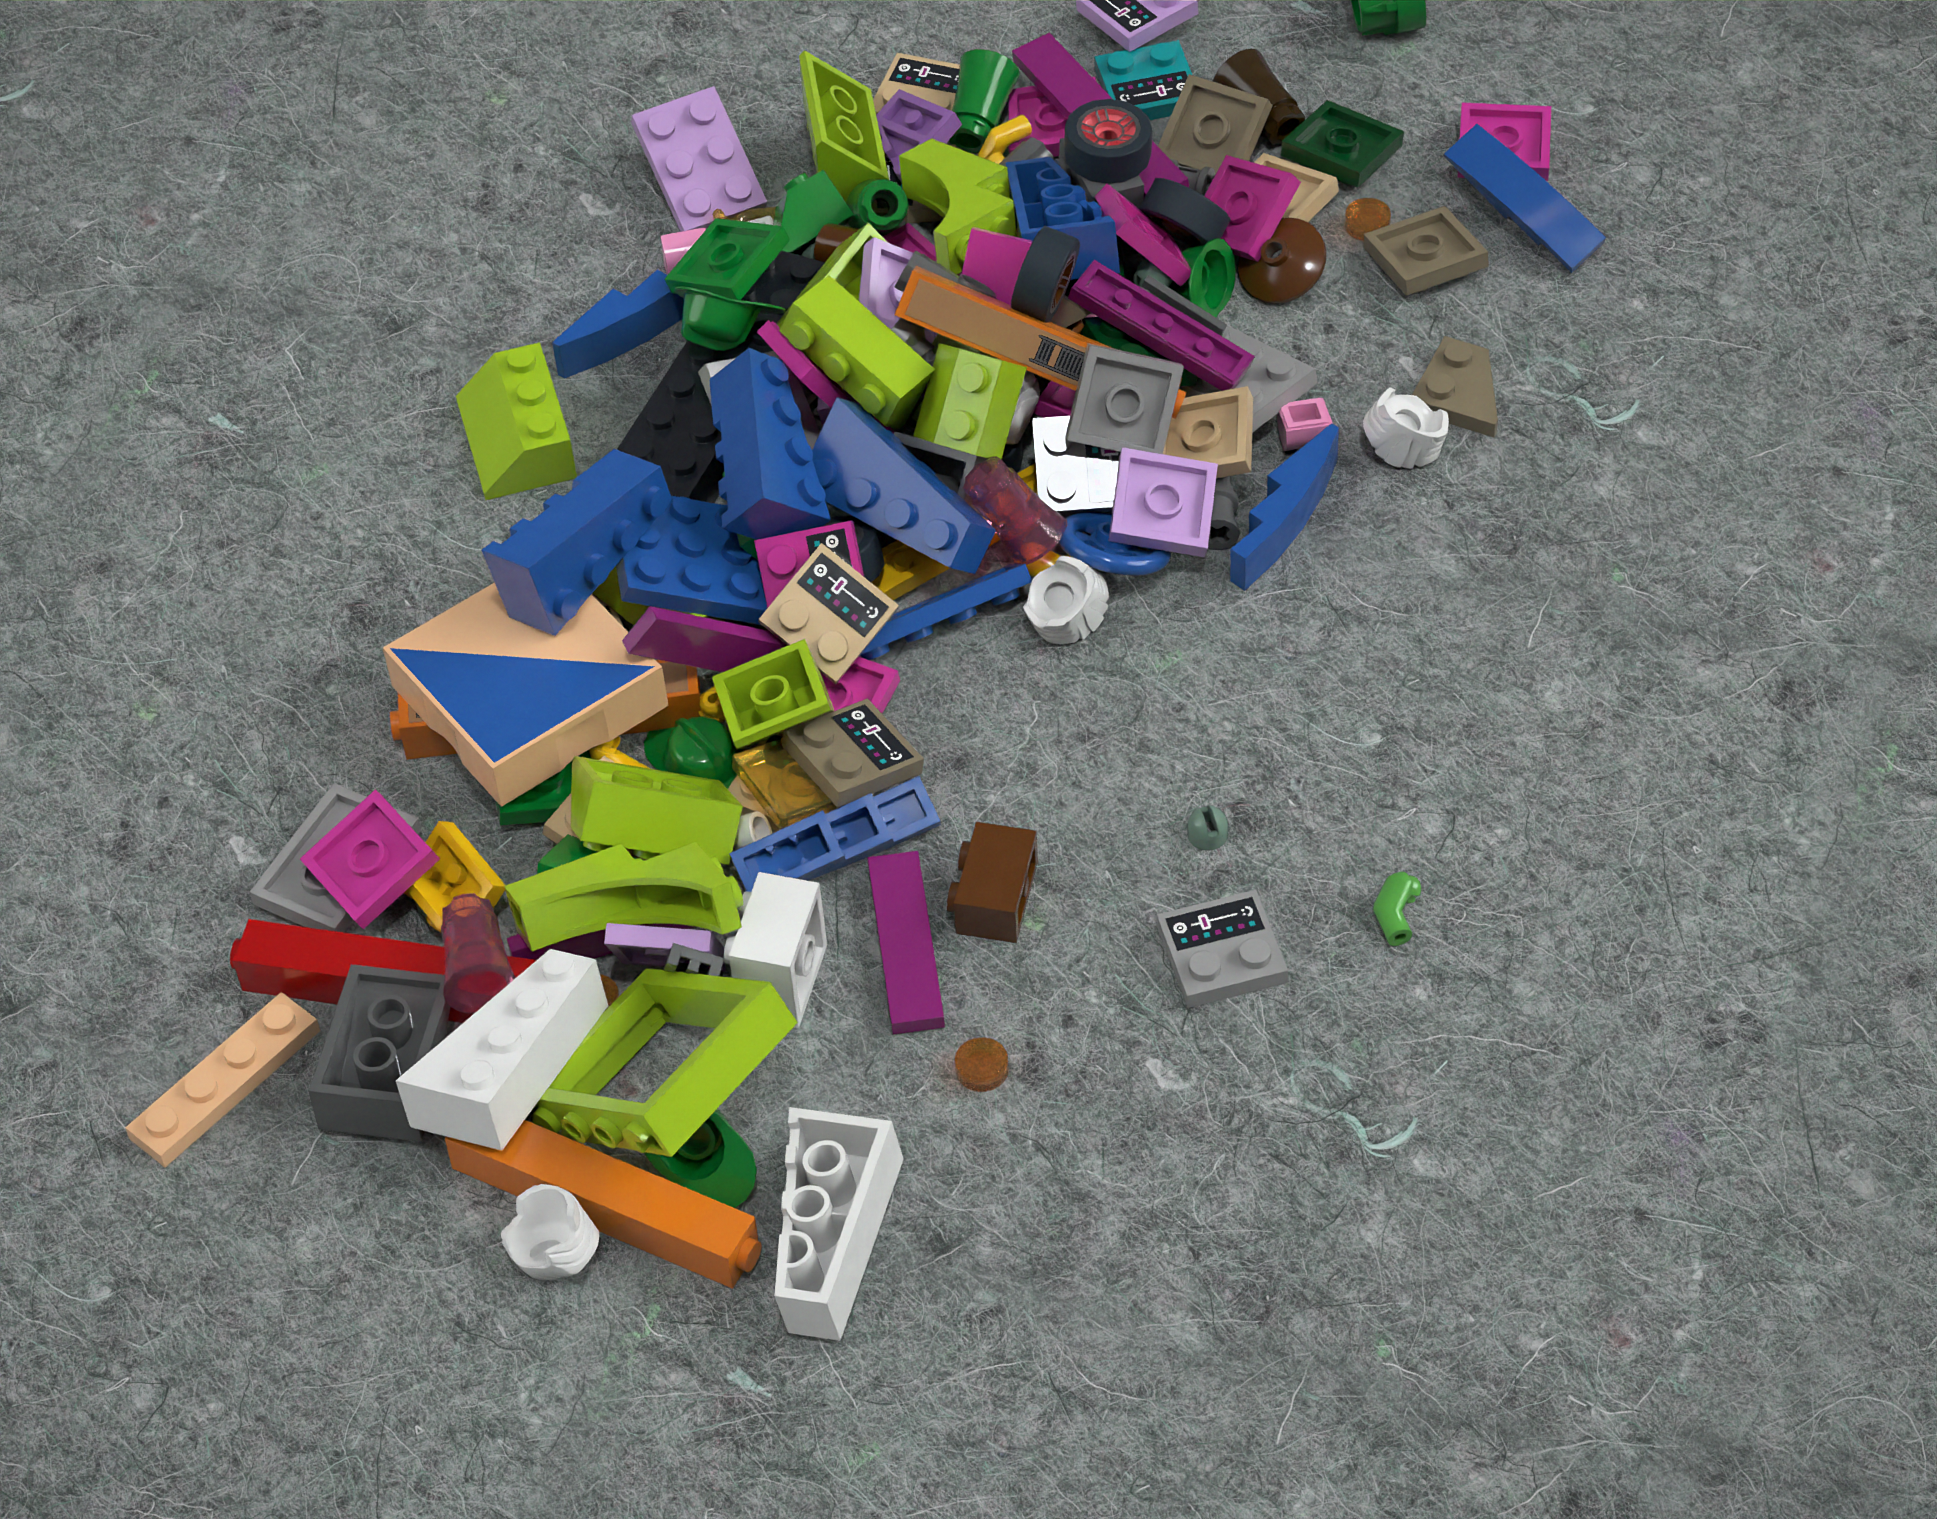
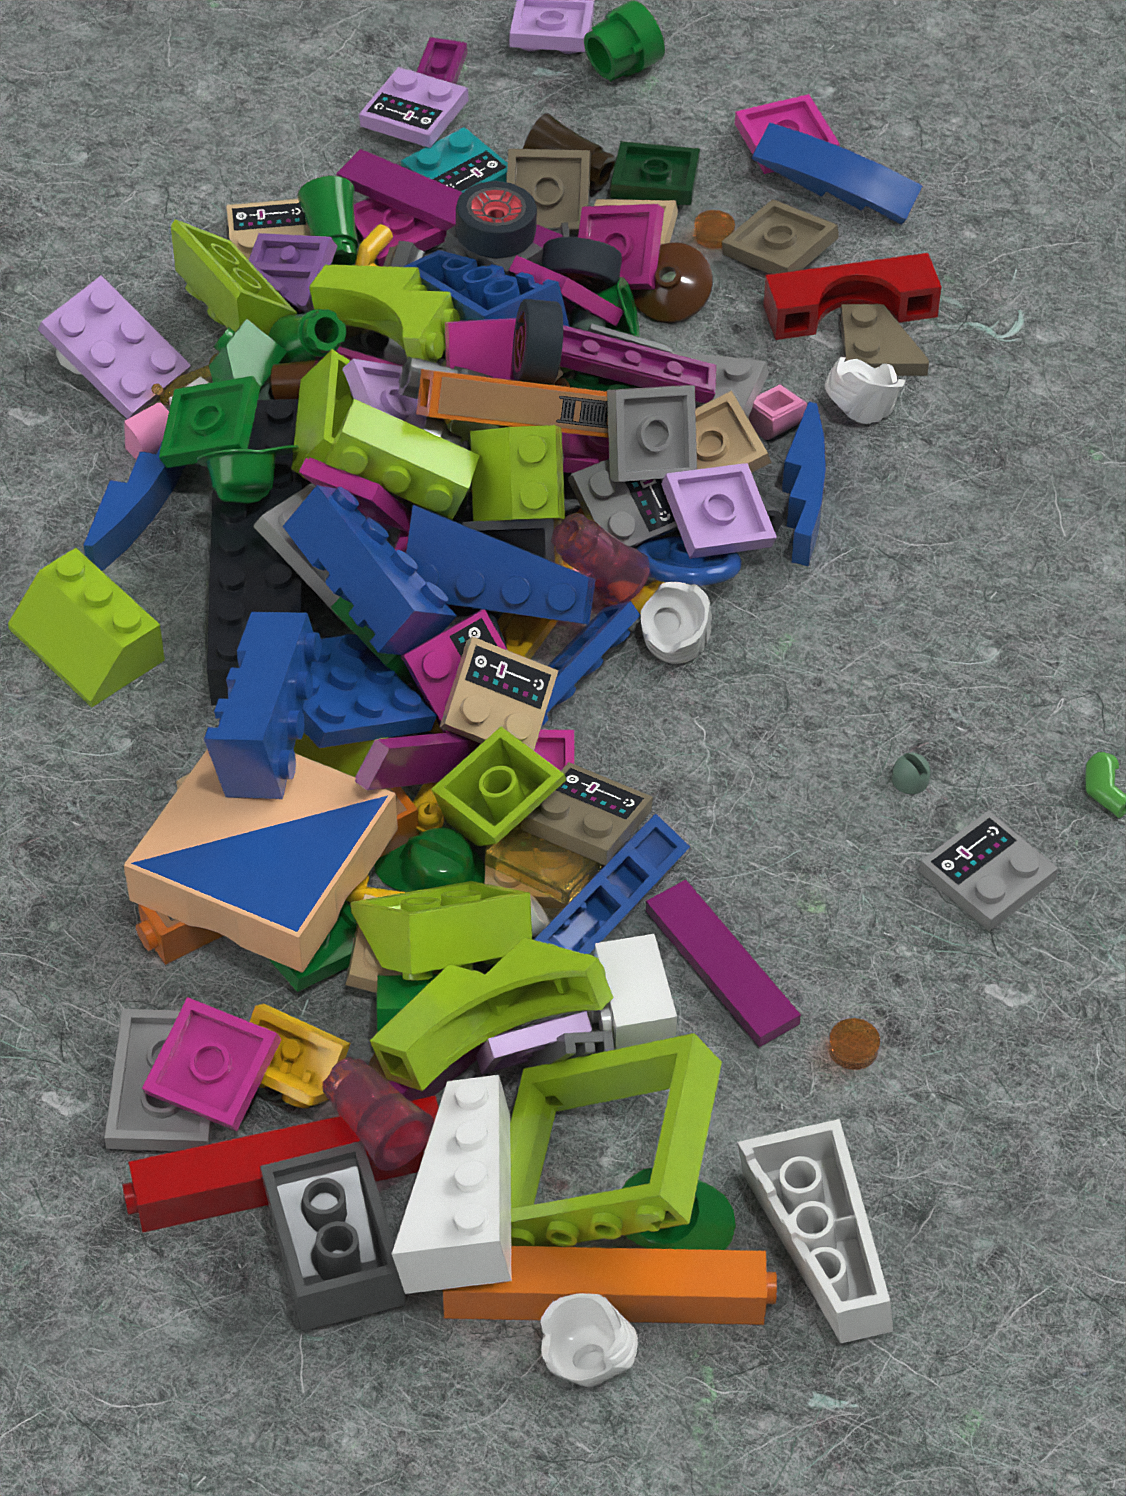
camera: 30 degrees left, 0 degrees up
(222, 1079) = (179, 1322): light nougat plate -> none
(994, 882) = (770, 882): reddish brown brick -> none
(1408, 317) = (801, 298): none -> red arch

